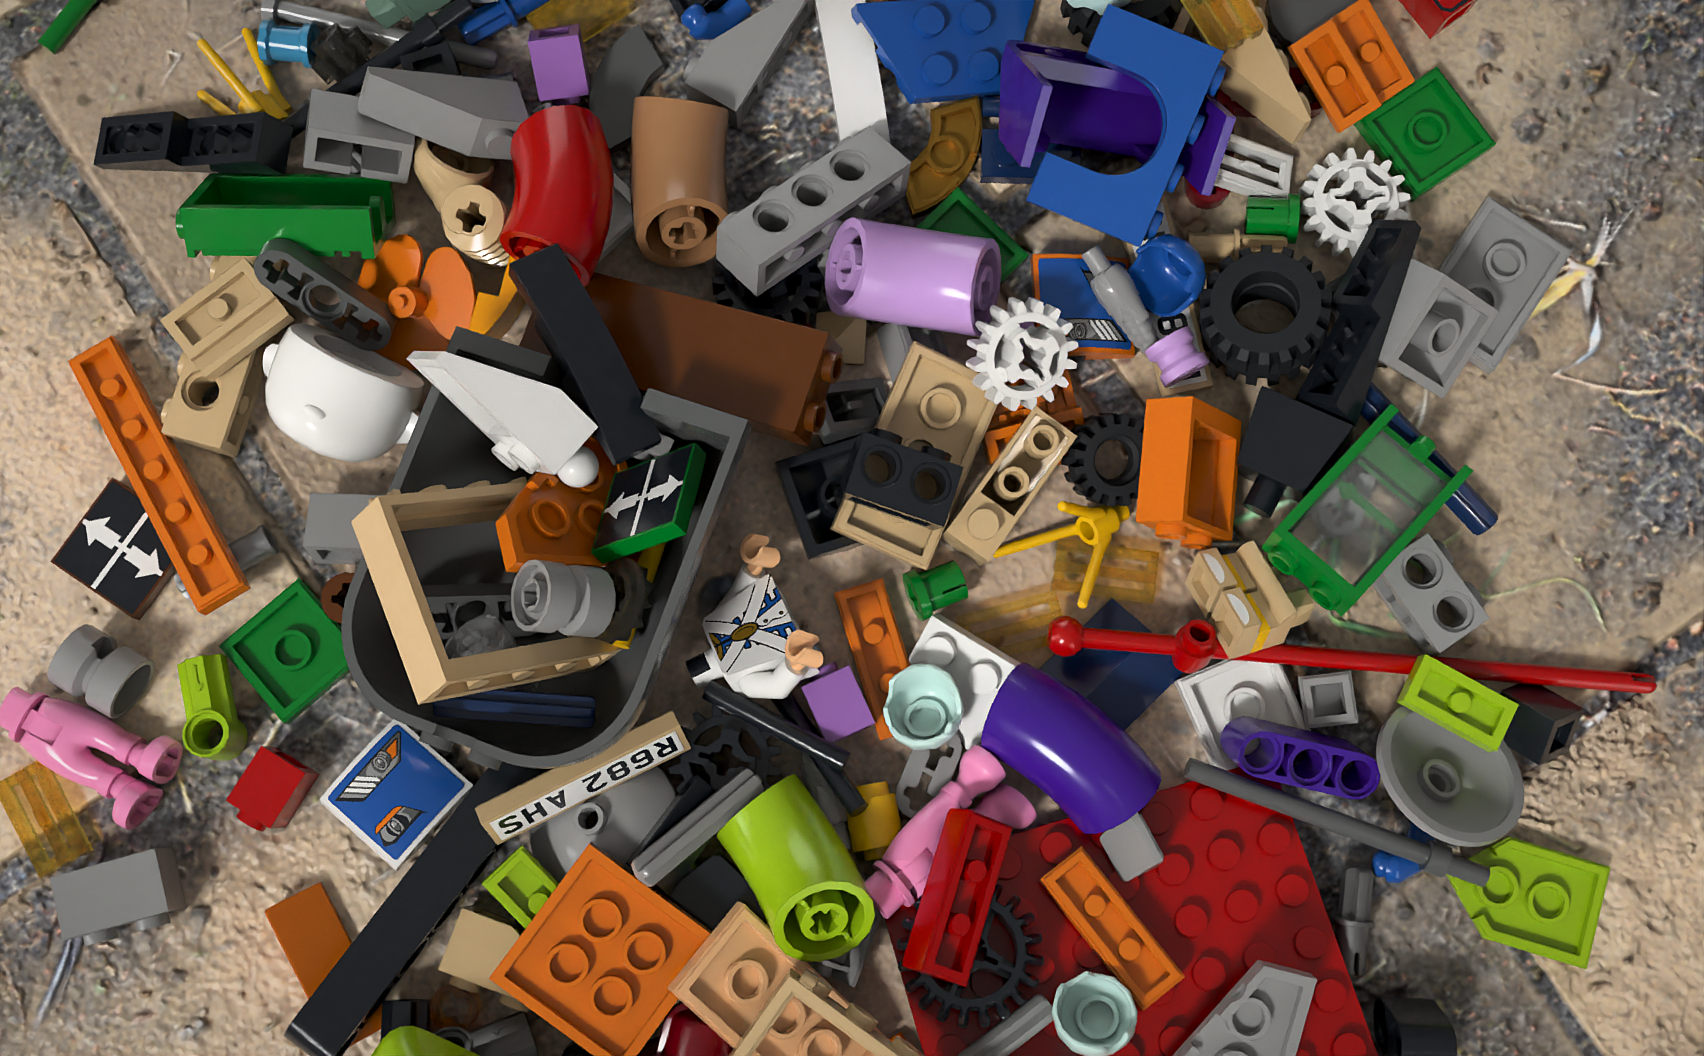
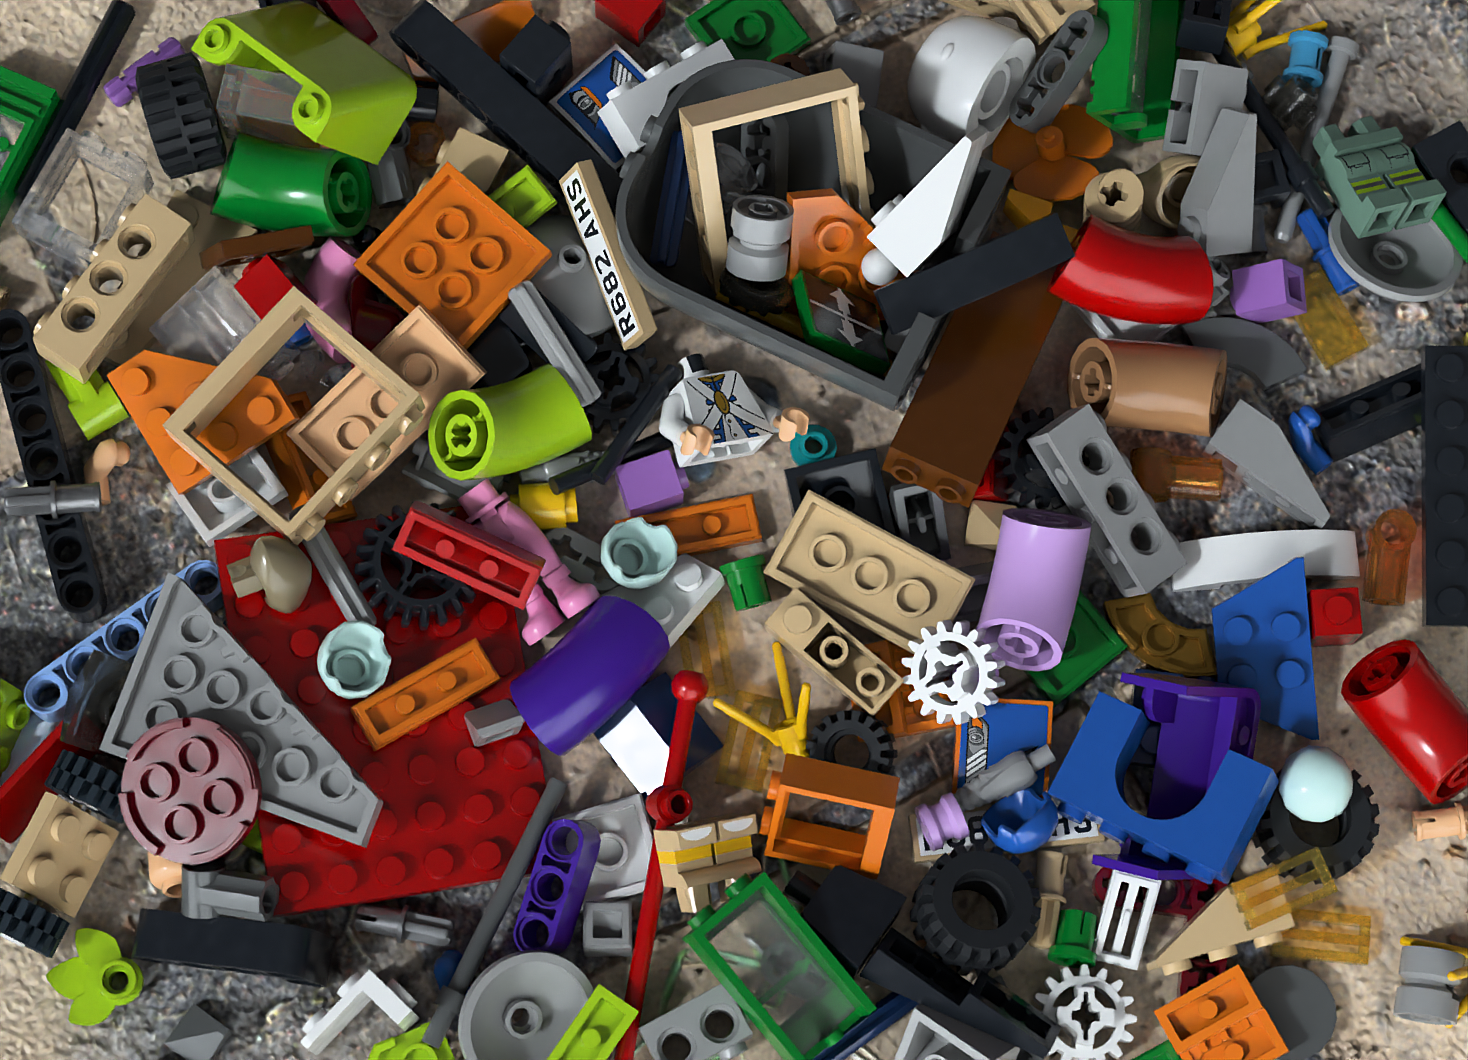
camera: 95 degrees right, 5 degrees down
(348, 885) = (539, 58): none -> black brick
(403, 762) = (632, 106): none -> white arch
(771, 151) = (1176, 476): none -> clear orange piece
(784, 517) = (814, 432): none -> teal plate
(898, 493) = (832, 543): black brick -> none
(1446, 937) = (354, 997): none -> white bracket

